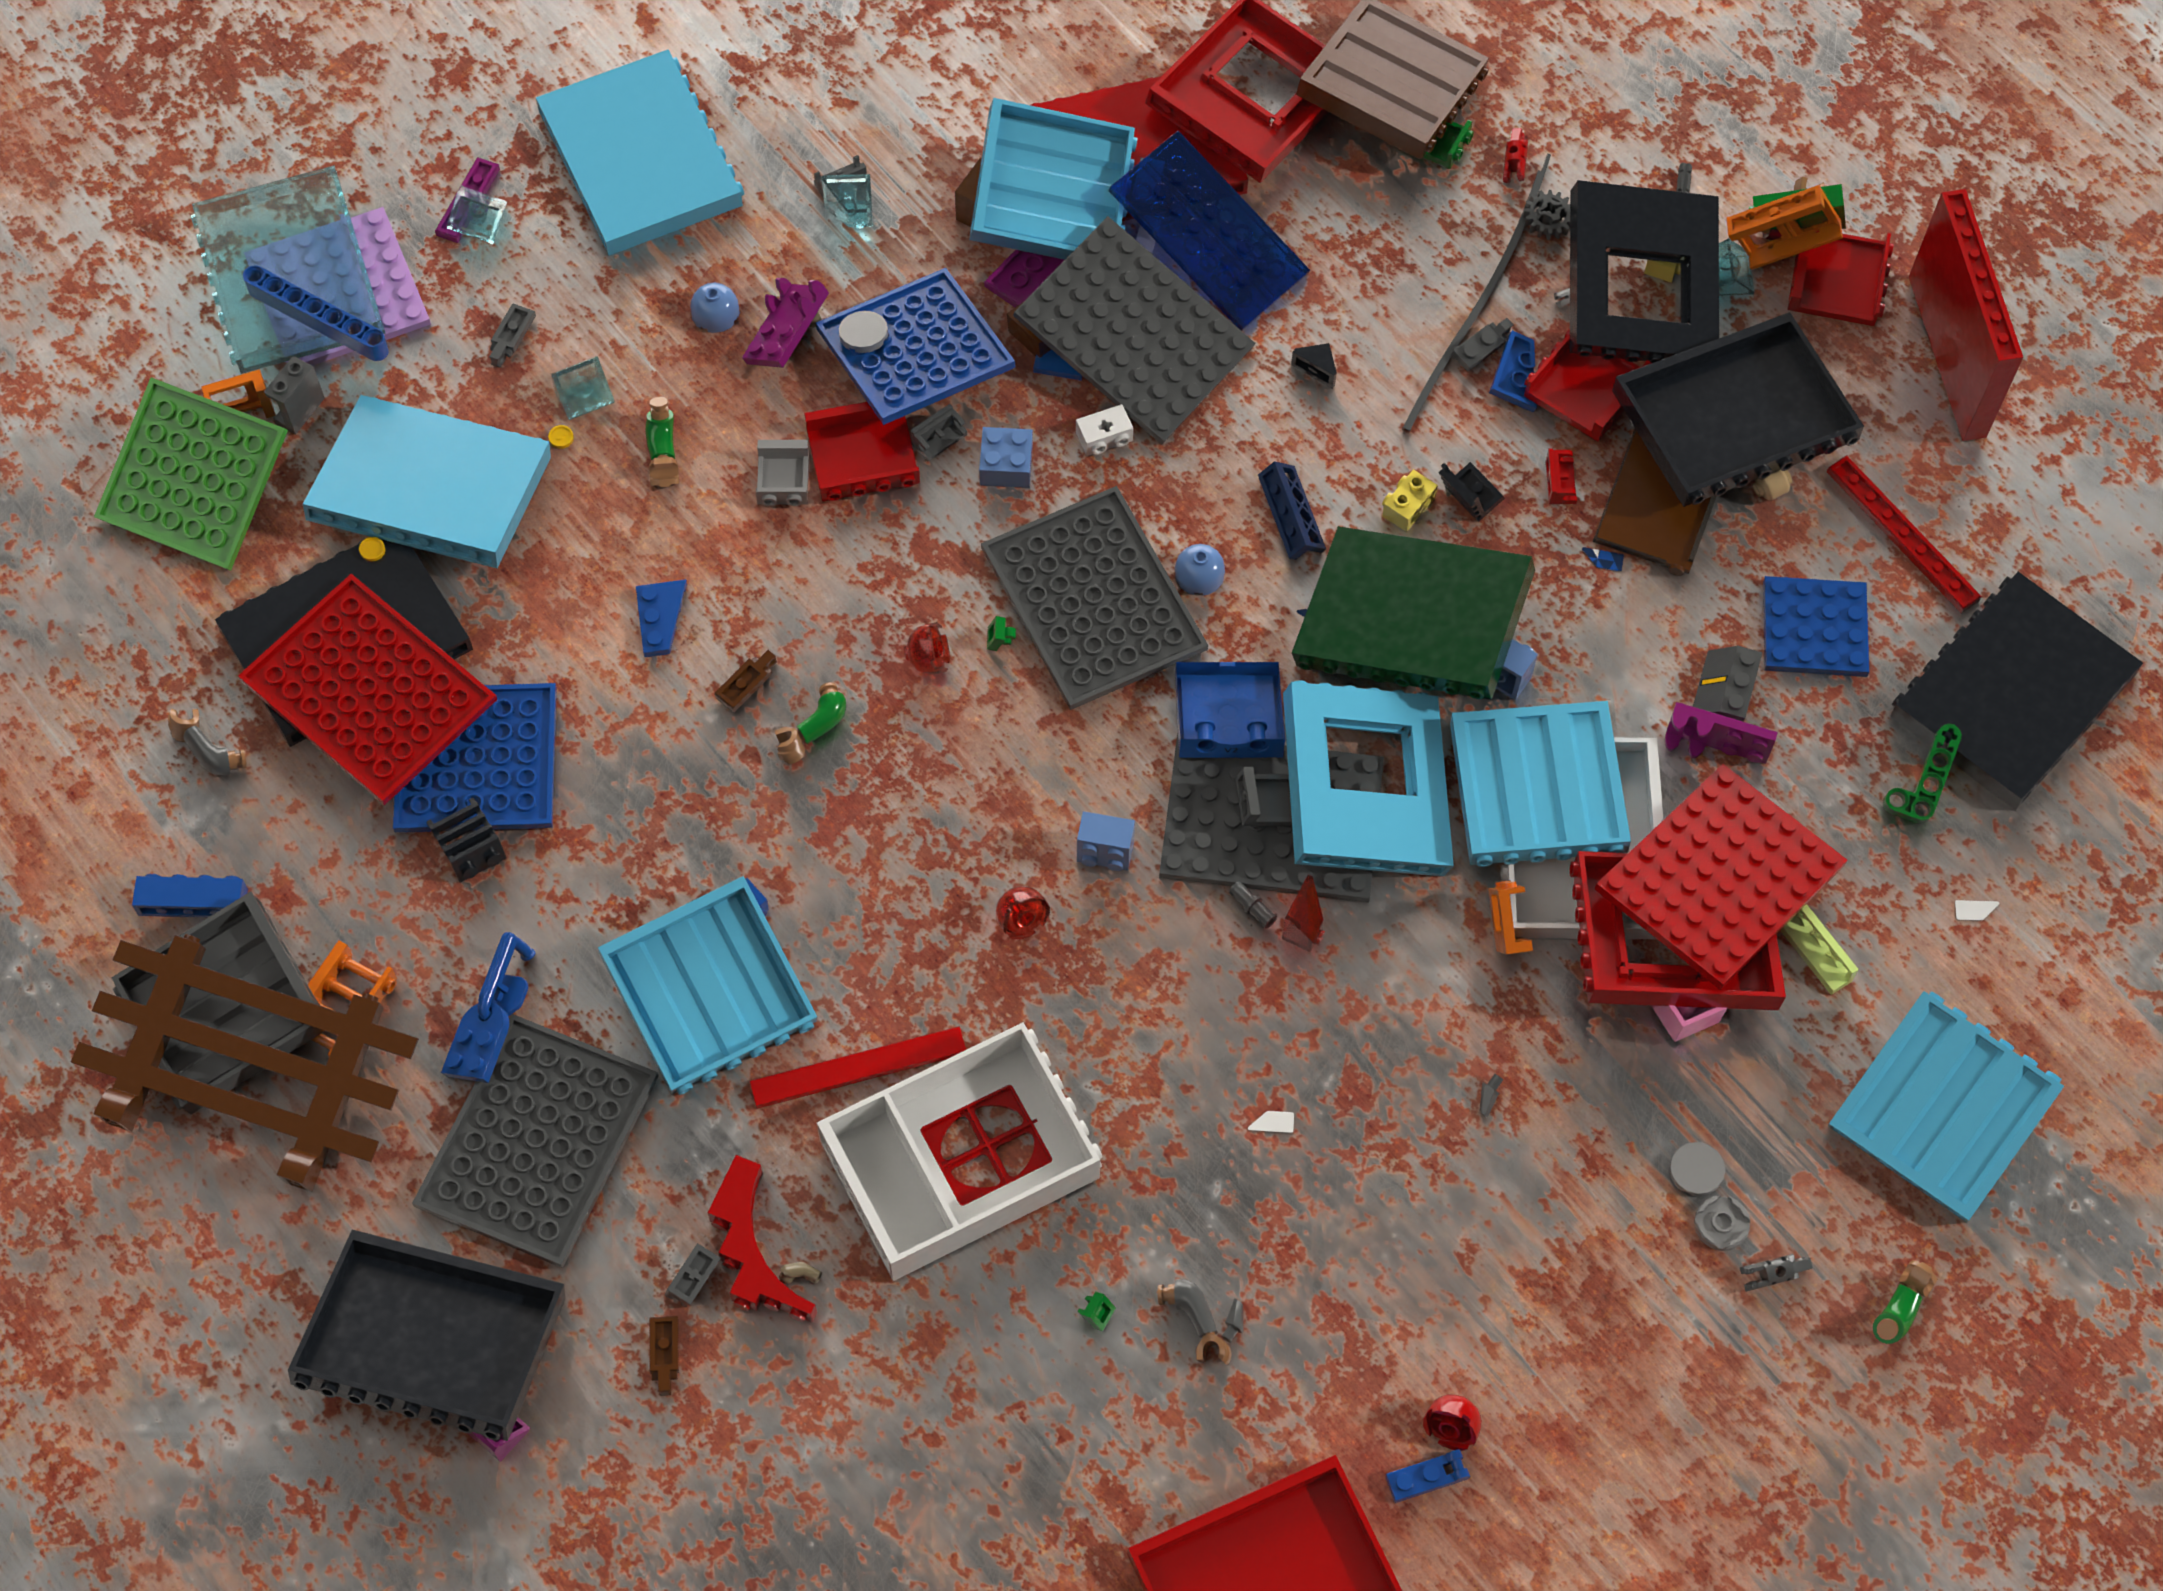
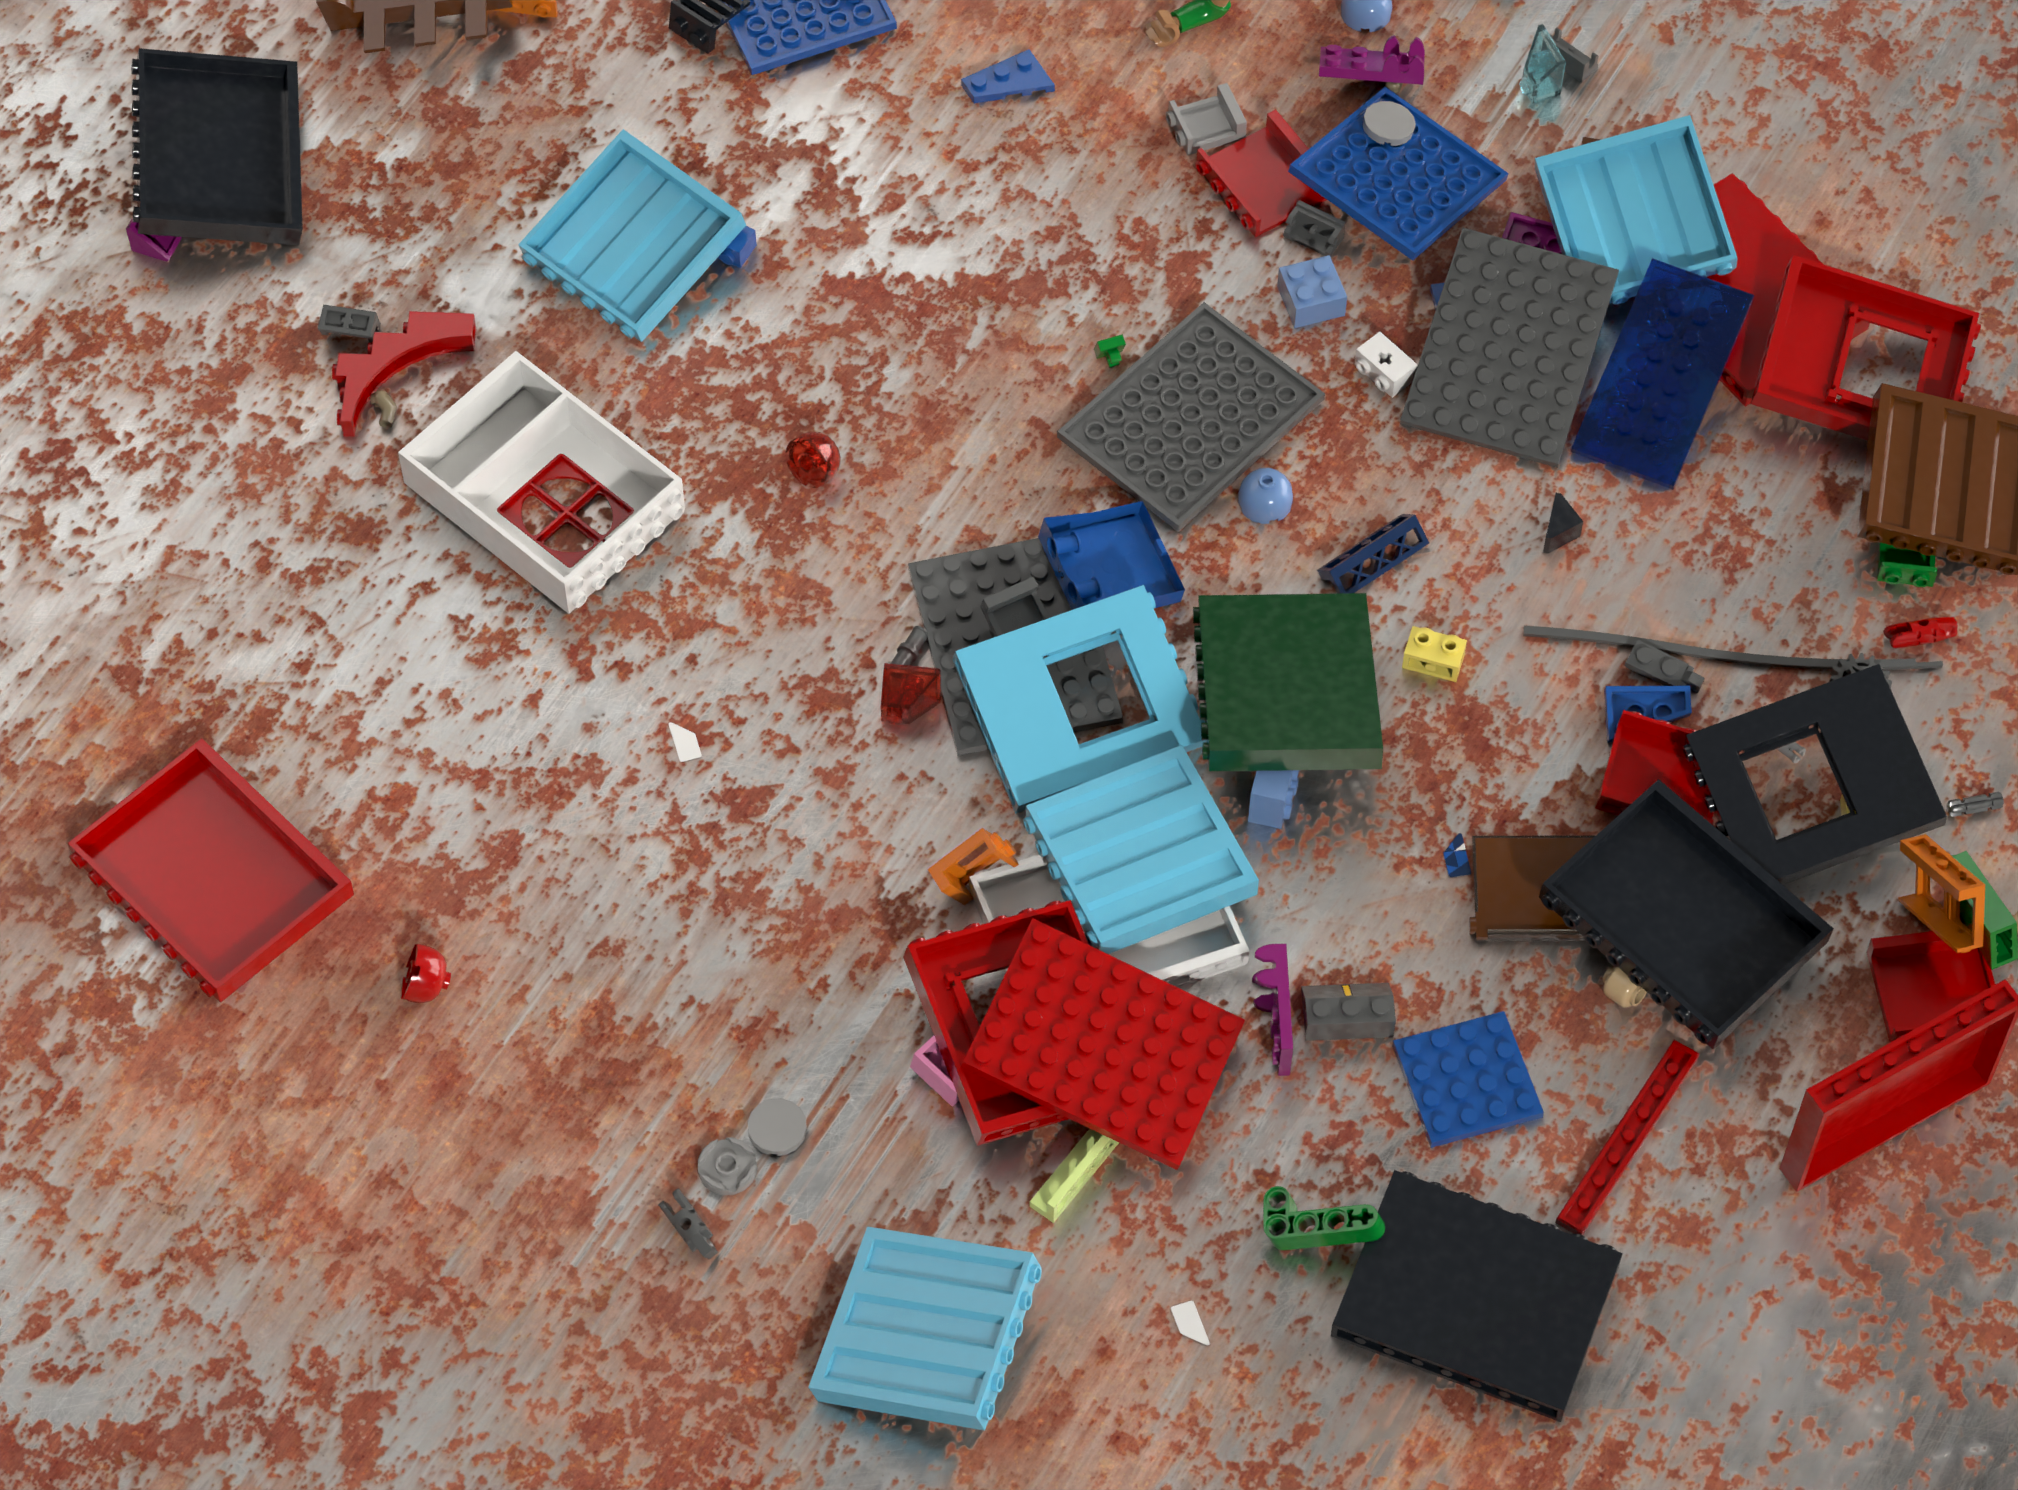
camera: 70 degrees right, 5 degrees down
(487, 1023) = (532, 88): blue plate -> none
(536, 1141) = (437, 168): dark grey plate -> none
(664, 1351) = (270, 330): reddish brown hinge -> none
(746, 681) = (968, 167): reddish brown hinge -> none
(828, 714) = (955, 240): piece -> none
(857, 1067) = (605, 385): red tile -> none
(928, 649) = (1064, 296): clear red cylinder -> none
(1098, 1311) = (430, 650): green tile -> none
(1105, 841) = (914, 501): medium blue brick -> none
(1192, 1301) = (468, 722): piece -> none
(1234, 1321) = (464, 767): dark grey bar -> none
(1426, 1476) = (363, 974): blue plate -> none
(1471, 490) = (1465, 701): black plate -> none
(1489, 1094) = (786, 917): dark grey bar -> none
(1560, 477) = (1532, 784): red hinge -> none
(1734, 270) = (1882, 877): clear light blue slope -> none
(1905, 1303) = (692, 1355): piece -> none

